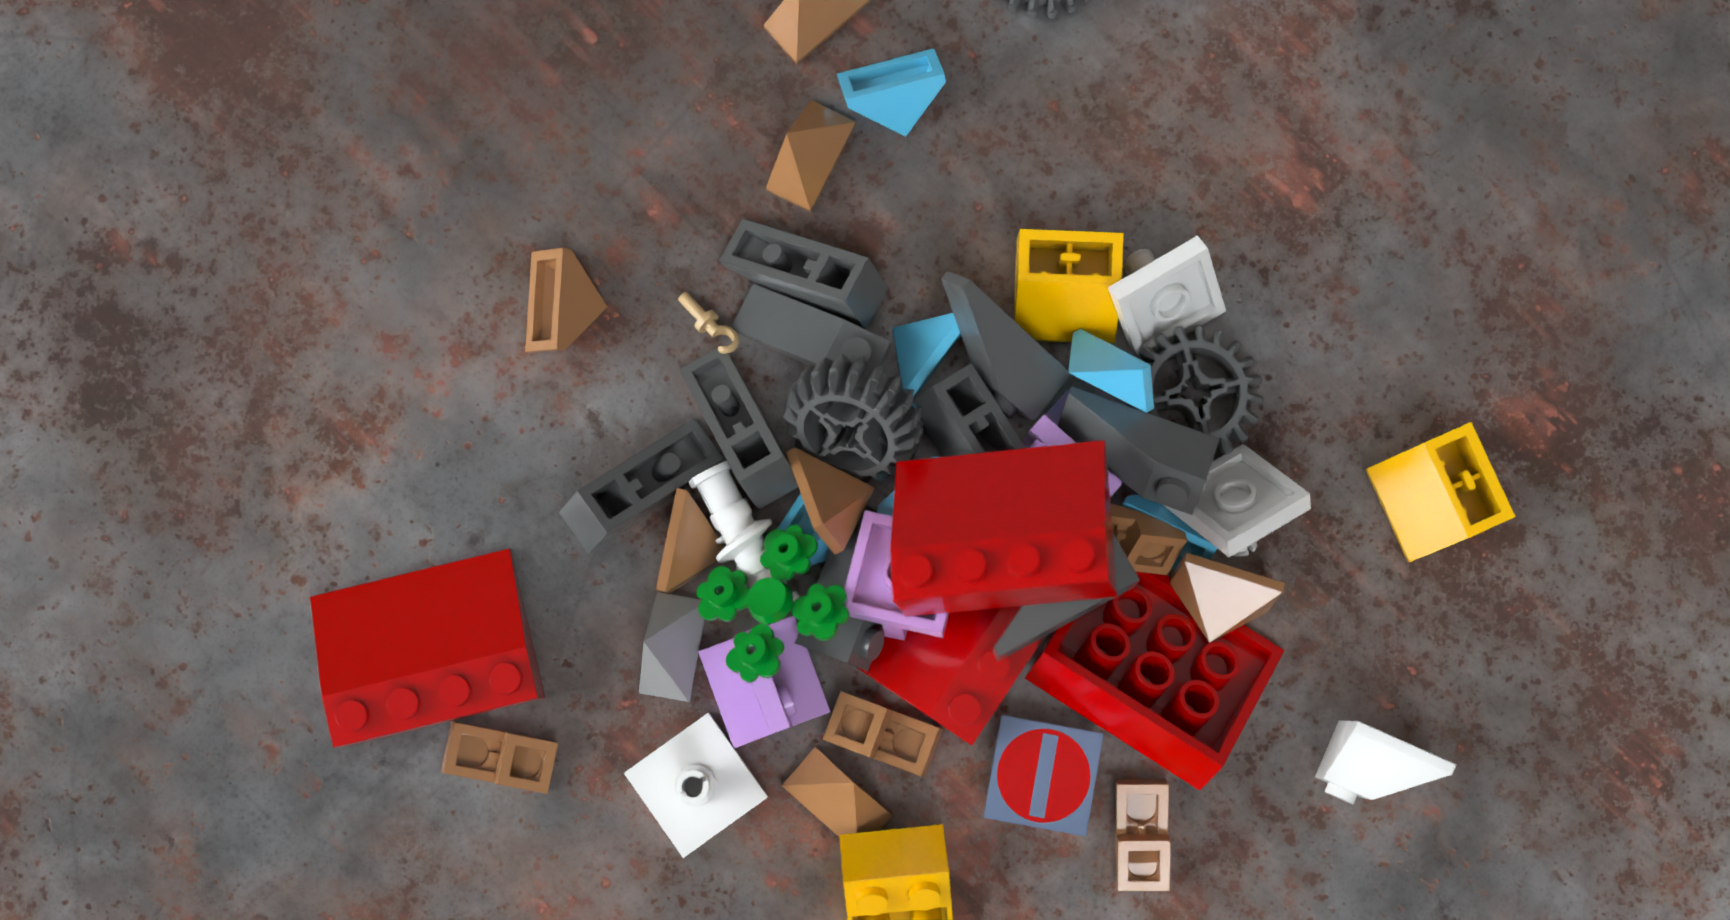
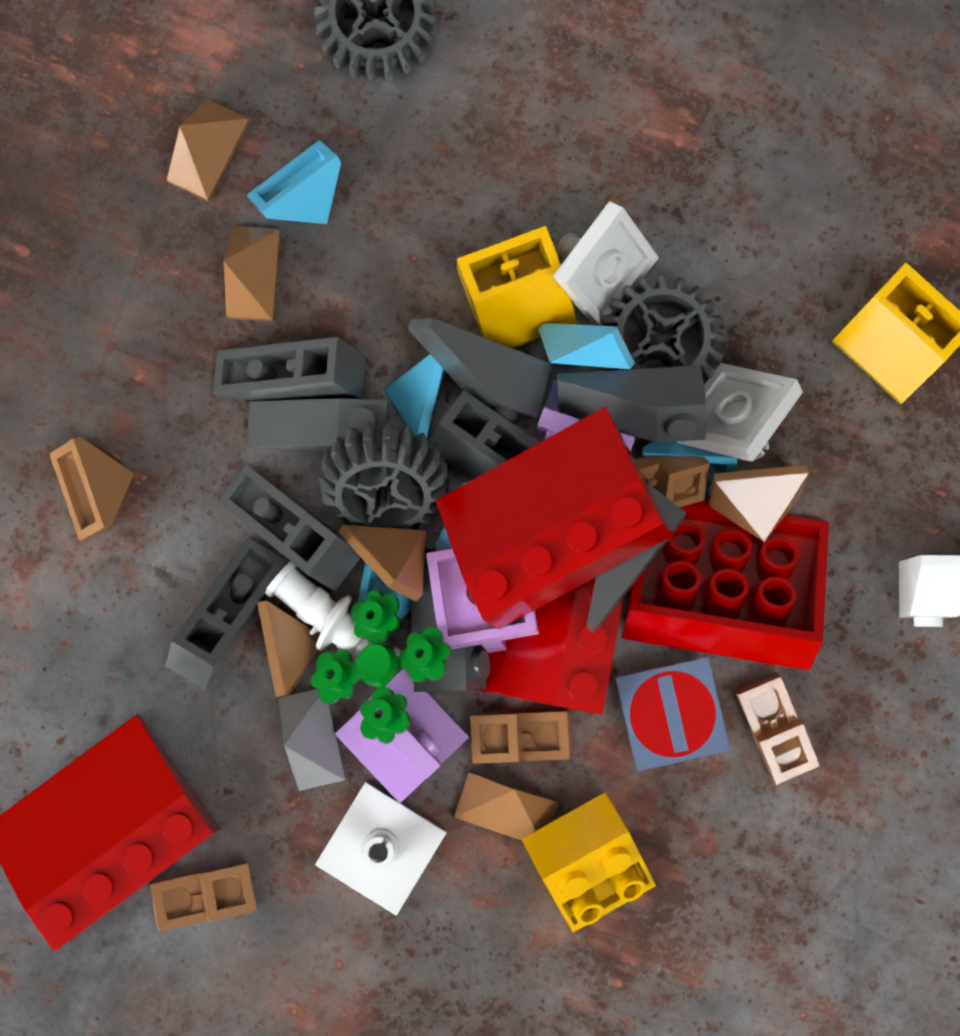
camera: 25 degrees left, 0 degrees up
(707, 322) = (223, 450): tan hand -> none

